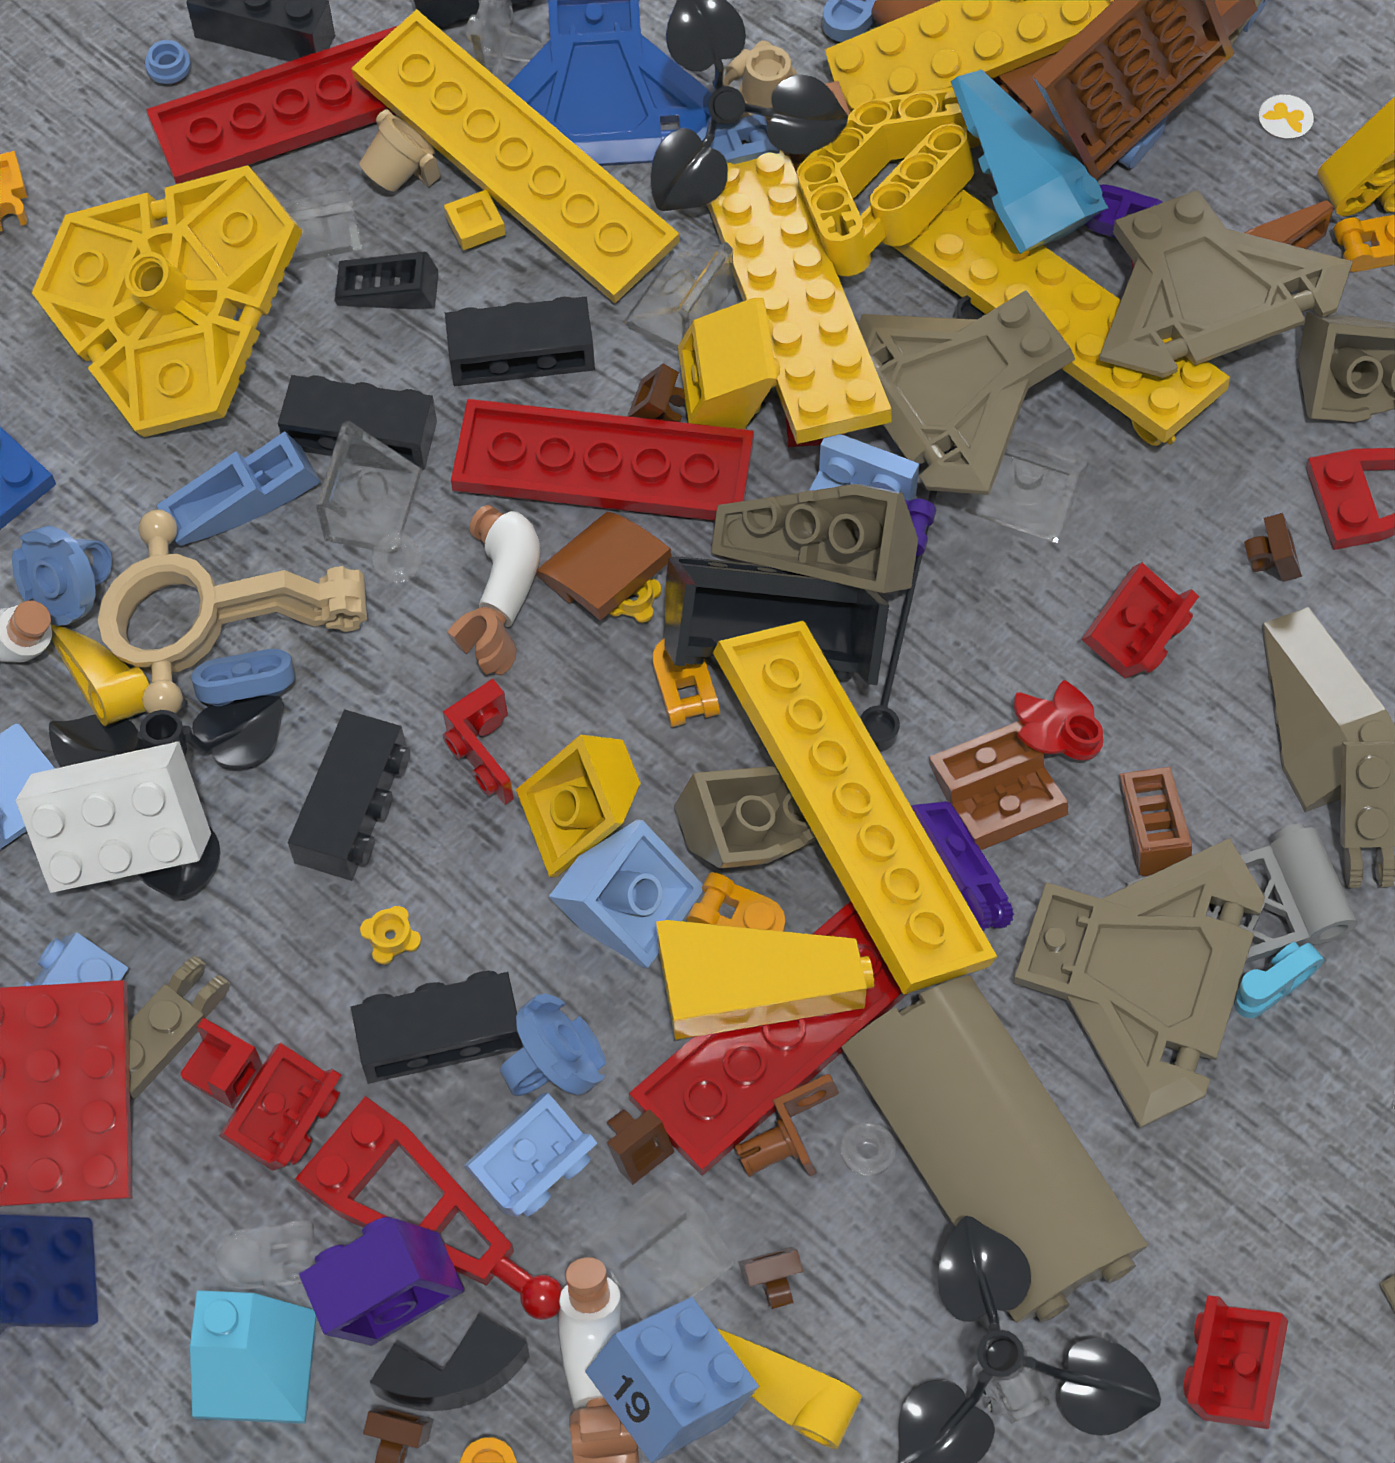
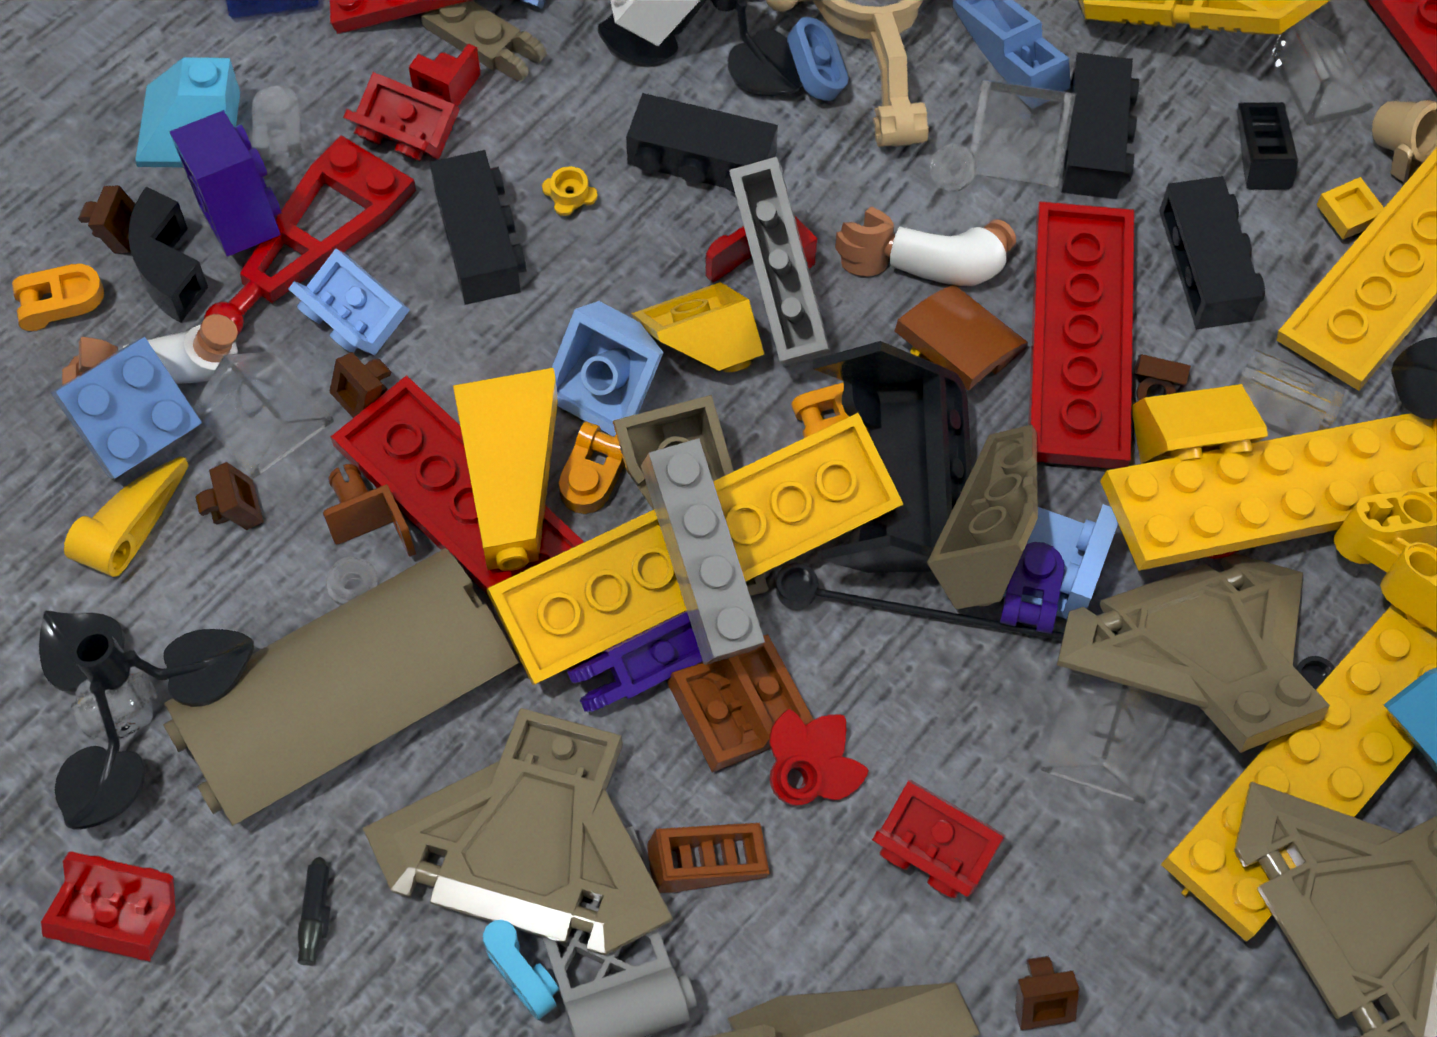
camera: 85 degrees right, 0 degrees up
(532, 705) = (780, 262): none -> light grey brick
(553, 1050) = (446, 311): medium blue tile -> none
(877, 782) = (701, 551): none -> light grey brick
(1225, 1172) = (314, 912): none -> piece

